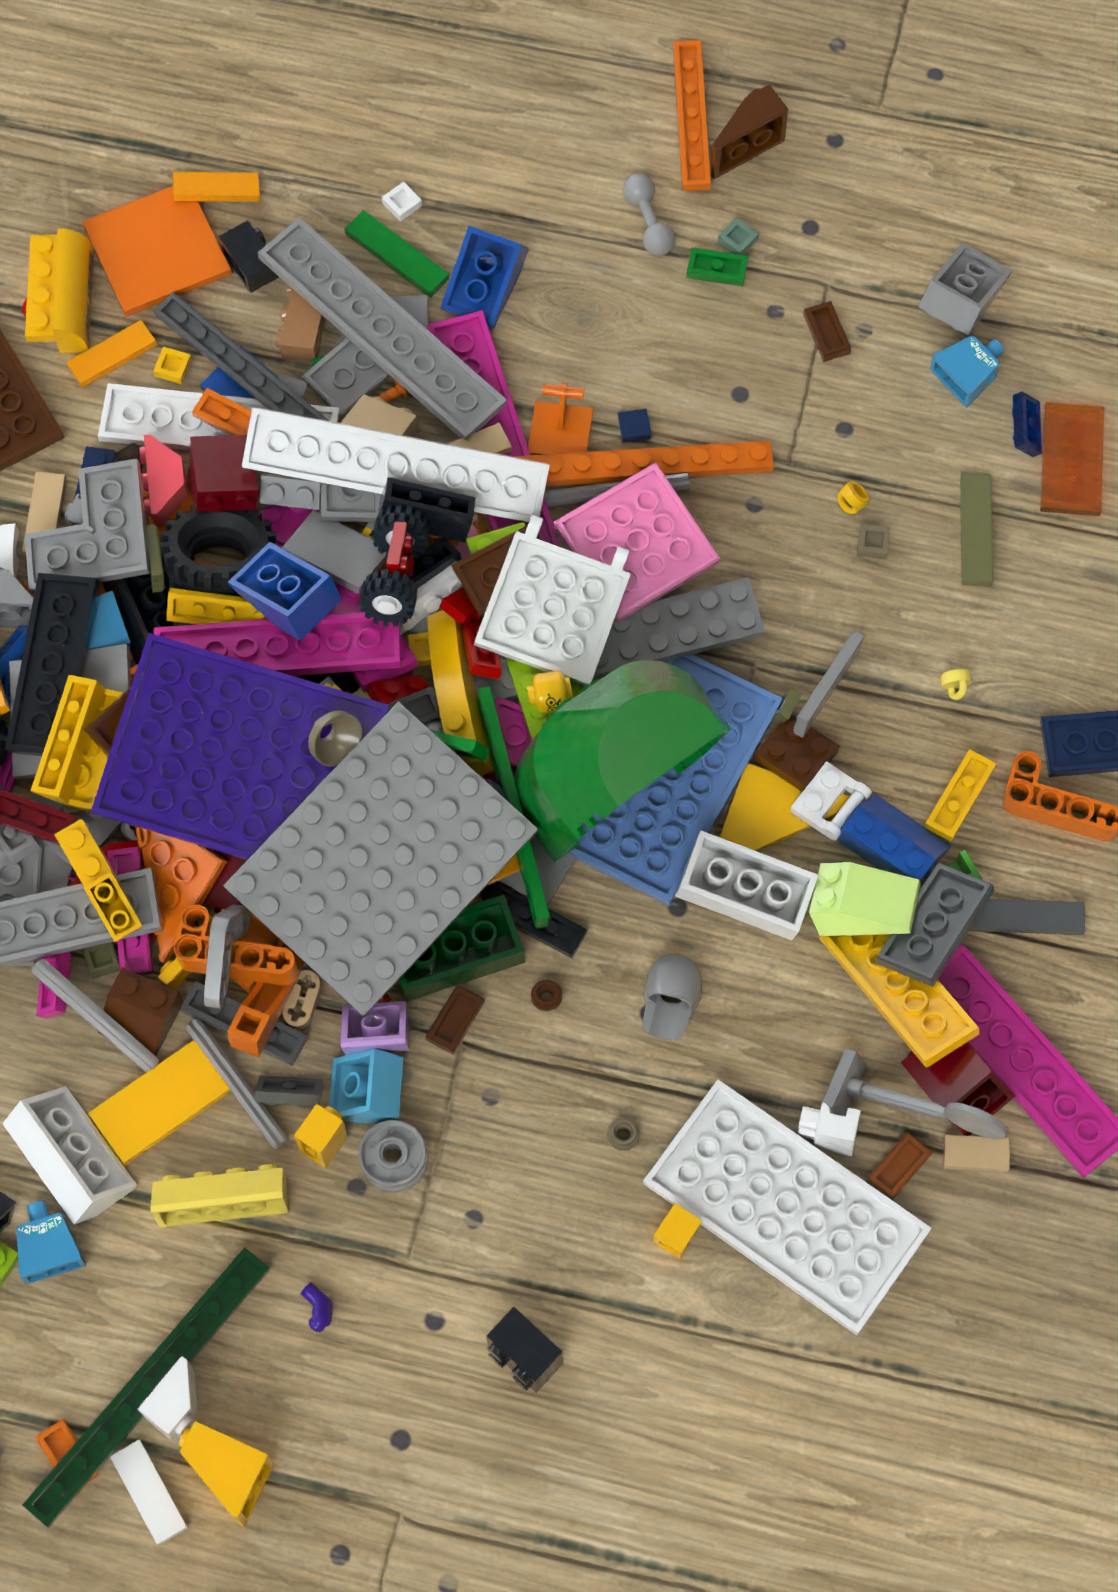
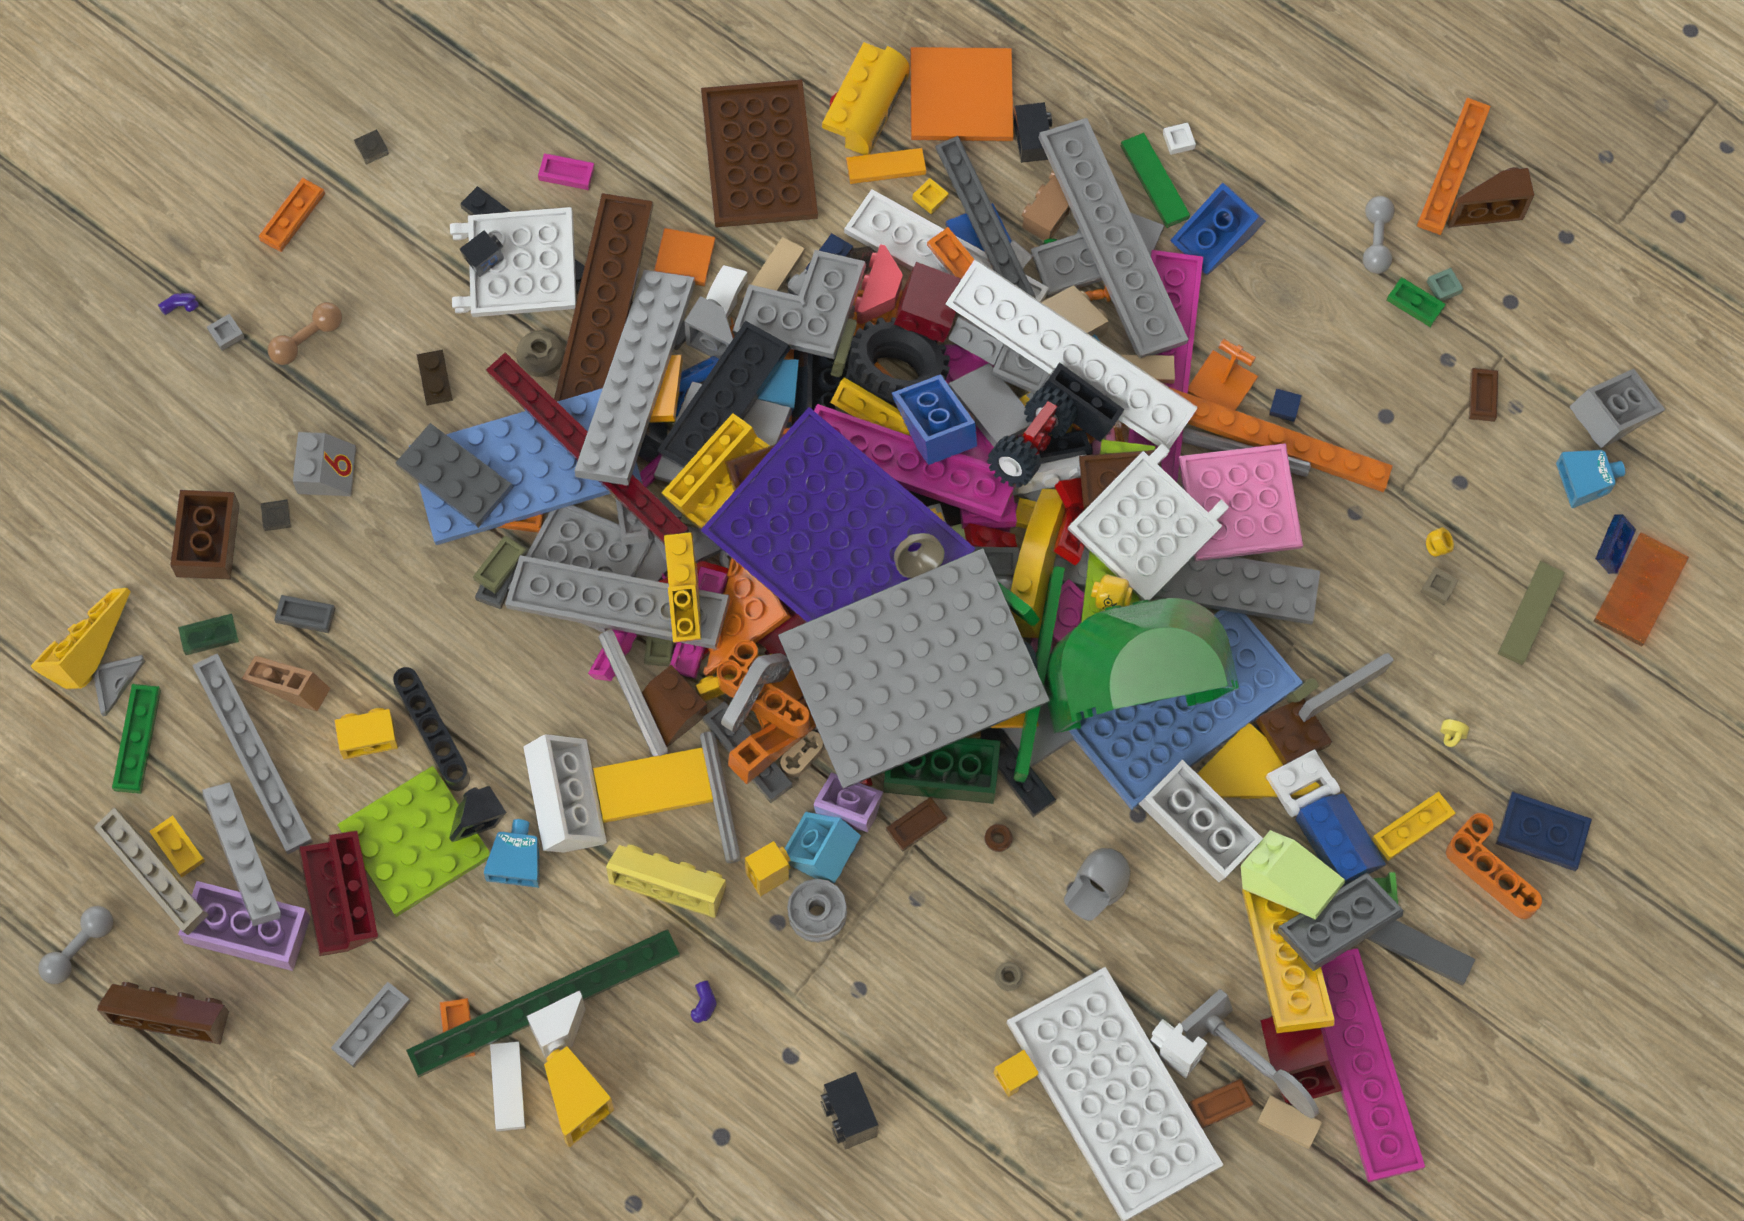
camera: 20 degrees right, 0 degrees up
(216, 186) = (1032, 63): light orange tile -> none
(288, 1090) = (758, 821): dark grey plate -> none

